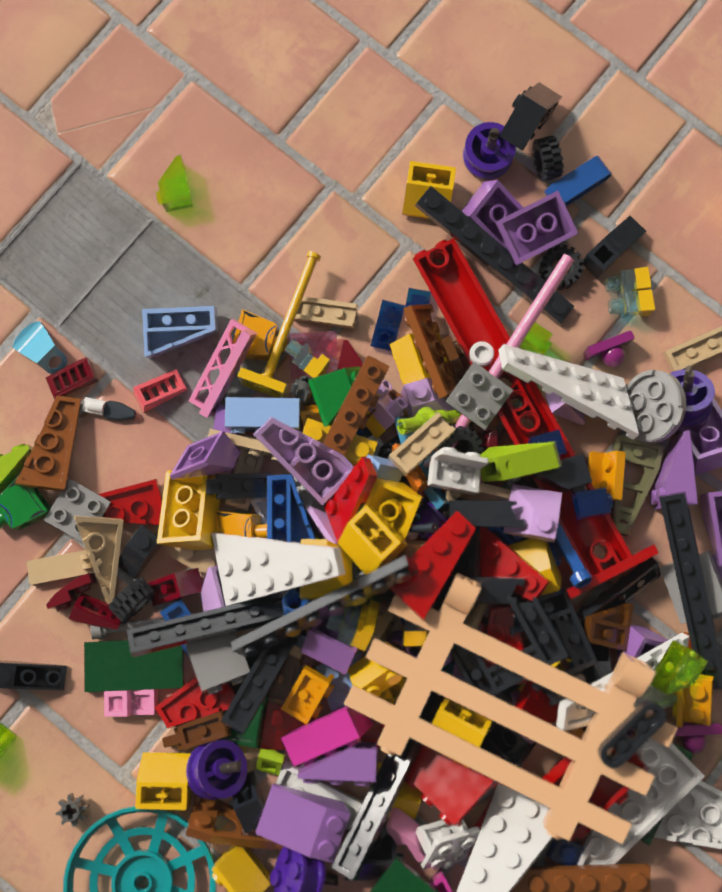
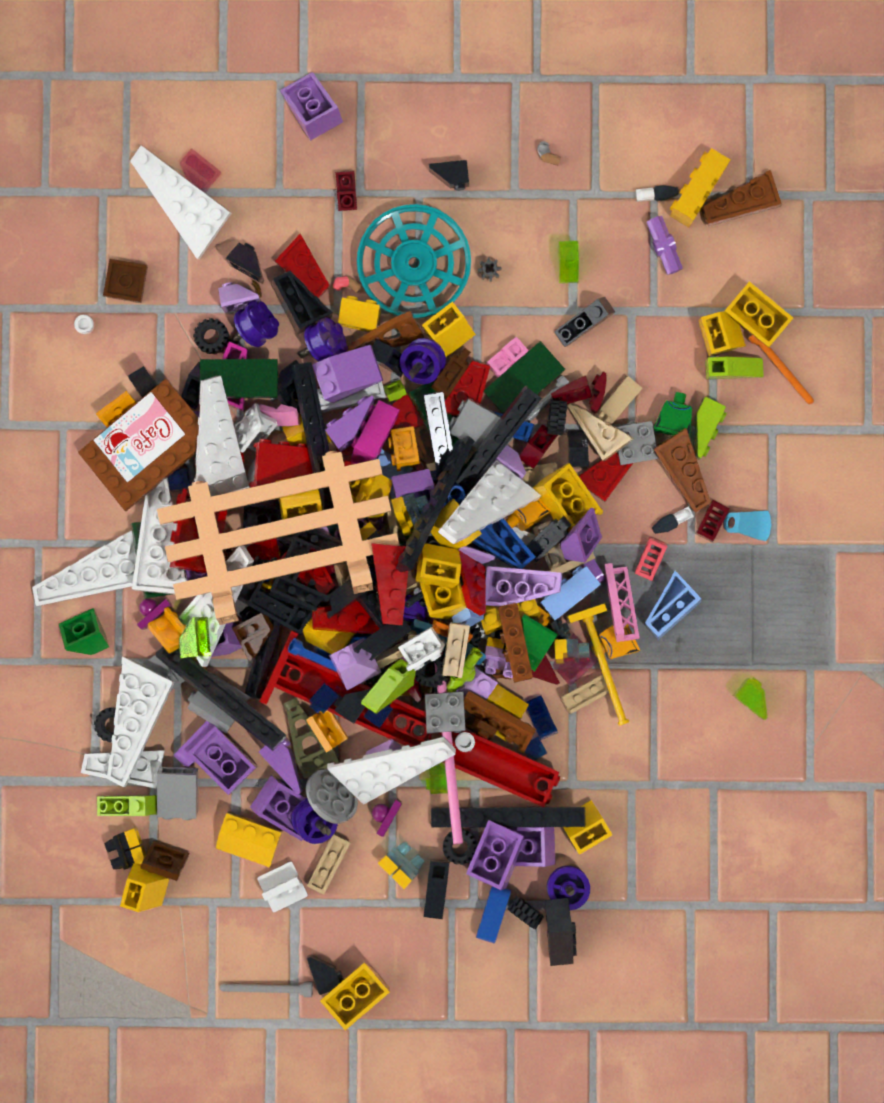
camera: 145 degrees right, 5 degrees up
(626, 746) = (200, 565): black plate -> none

